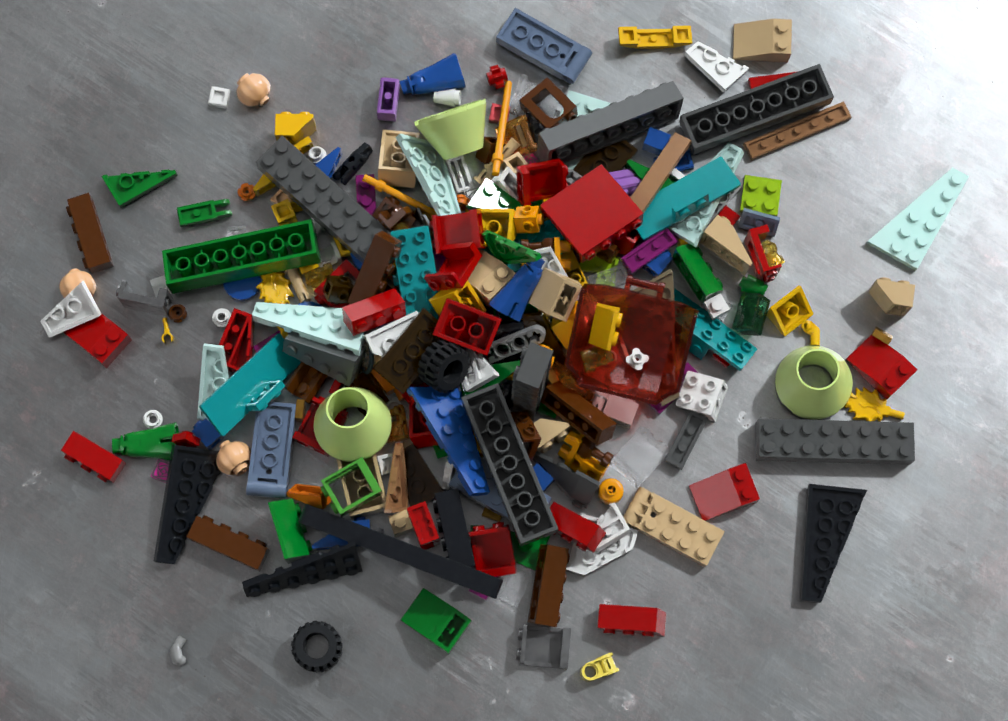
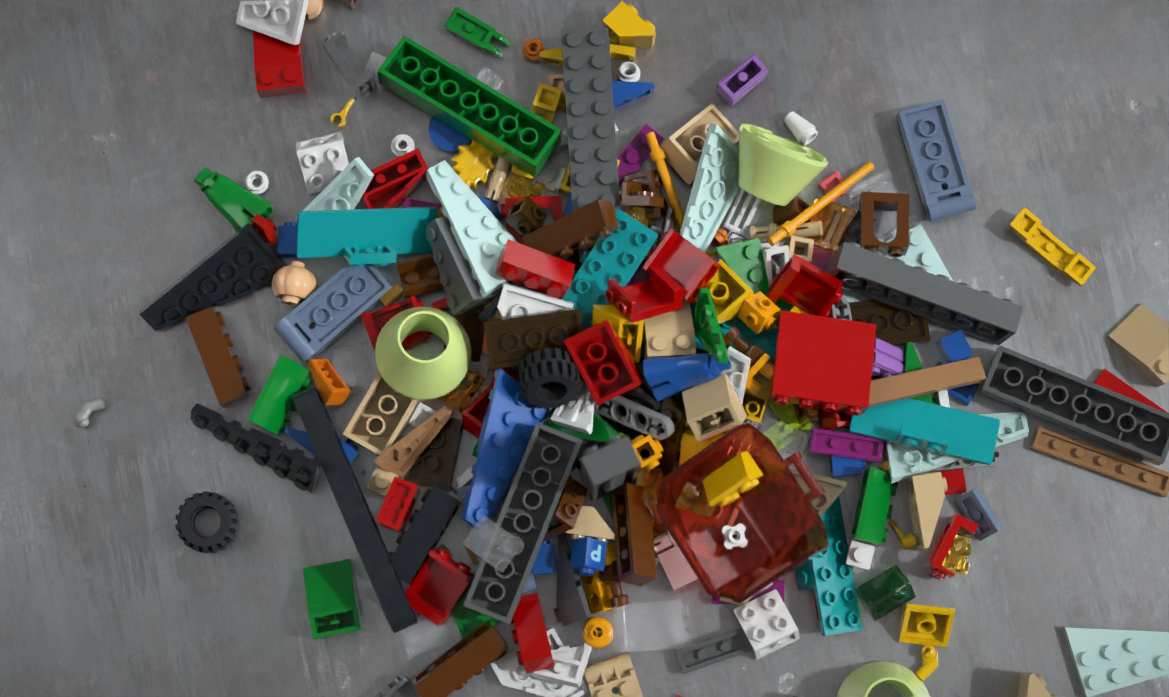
camera: 45 degrees right, 5 degrees up
(92, 457) = (173, 168): red brick -> none
(160, 471) = (220, 235): tile -> none
(177, 308) = (367, 99): reddish brown plate -> none
(181, 369) = (321, 160): none -> white bracket
(327, 491) = (342, 394): bright green window -> none
(353, 163) = (653, 111): black hinge -> none
(440, 76) = (810, 100): blue piece -> none
(496, 76) = (864, 150): red gear -> none
(504, 491) = (492, 543): none -> clear plate
(564, 449) = (588, 556): none -> blue brick
(716, 68) = (1081, 327): white wing -> none
(733, 276) = (906, 541): none -> yellow hand
(752, 285) = (913, 568): green brick -> none
(761, 194) = (1006, 490): lime plate -> none

